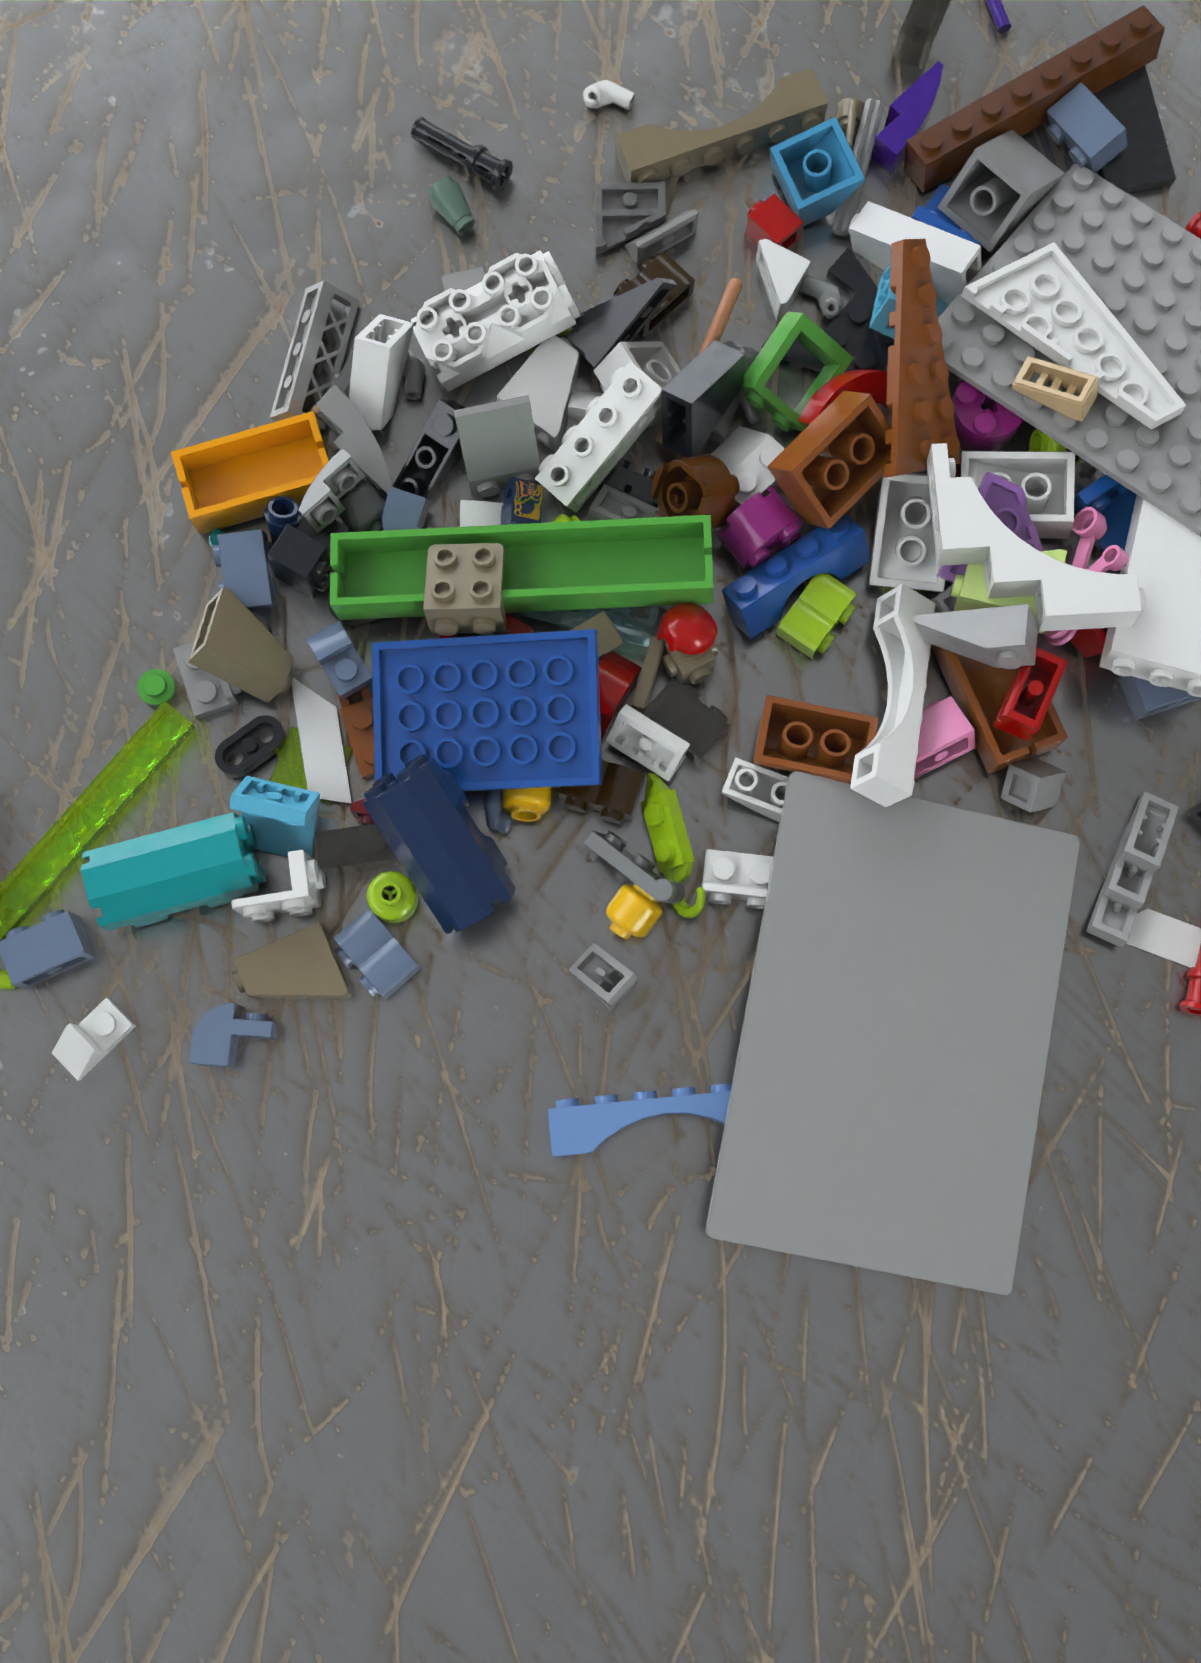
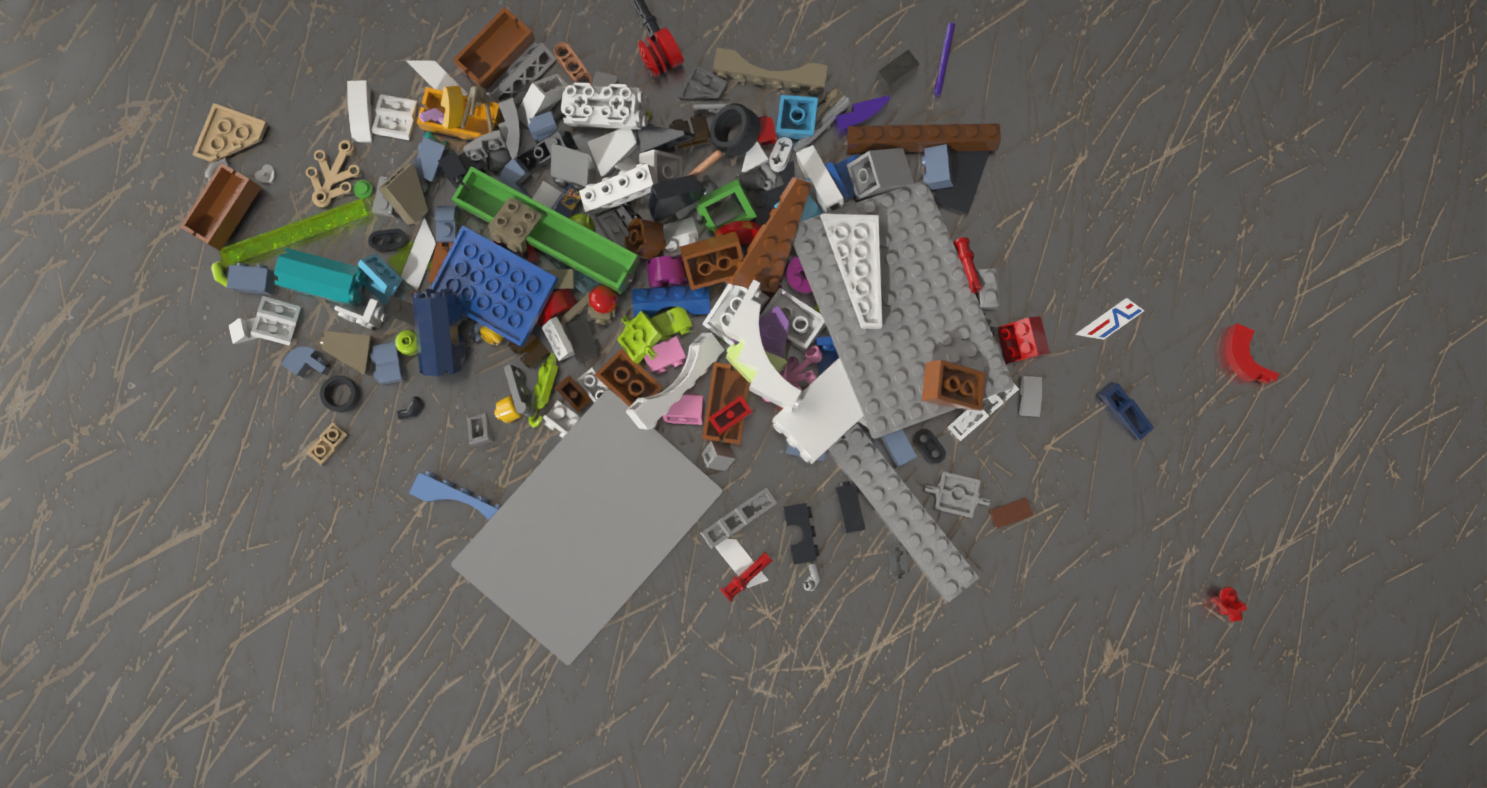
camera: 30 degrees right, 5 degrees up
(75, 560) = (360, 111): none -> white slope
(90, 694) = (332, 176): none -> tan plant
(133, 994) = (275, 320): none -> white slope
(140, 540) = (394, 117): none -> white slope
(164, 435) = (435, 75): none -> white sticker
(213, 489) = (432, 114): none -> lavender arm
(235, 444) = (453, 102): none -> yellow slope
(247, 335) = (494, 49): none -> dark orange piece
(273, 419) = (477, 98): none -> dark tan plant
(279, 513) = (458, 142): dark blue cone -> none
(295, 1043) = (327, 385): none -> black tyre
(350, 1158) = (327, 444): none -> tan slope
(385, 286) = (571, 60): none -> nougat beam
(408, 410) = (542, 126): none -> sand blue brick
(451, 204) = (625, 36): sand green cone -> none
(465, 1010) = (412, 410): none -> black arm
(530, 190) = (660, 52): none -> red wheel
(606, 93) = (729, 21): white arm -> none
(703, 229) = (724, 121): none -> black tyre
(732, 818) = (573, 393): none -> reddish brown slope
(786, 659) = (639, 337): none -> lime plate
(810, 305) = (753, 181): none -> dark grey cone
(816, 249) = (784, 156): none -> white beam
(840, 670) = (668, 354): none -> bright pink brick
(992, 636) = (728, 381): light grey slope -> none
(1062, 402) = (837, 295): tan slope -> none

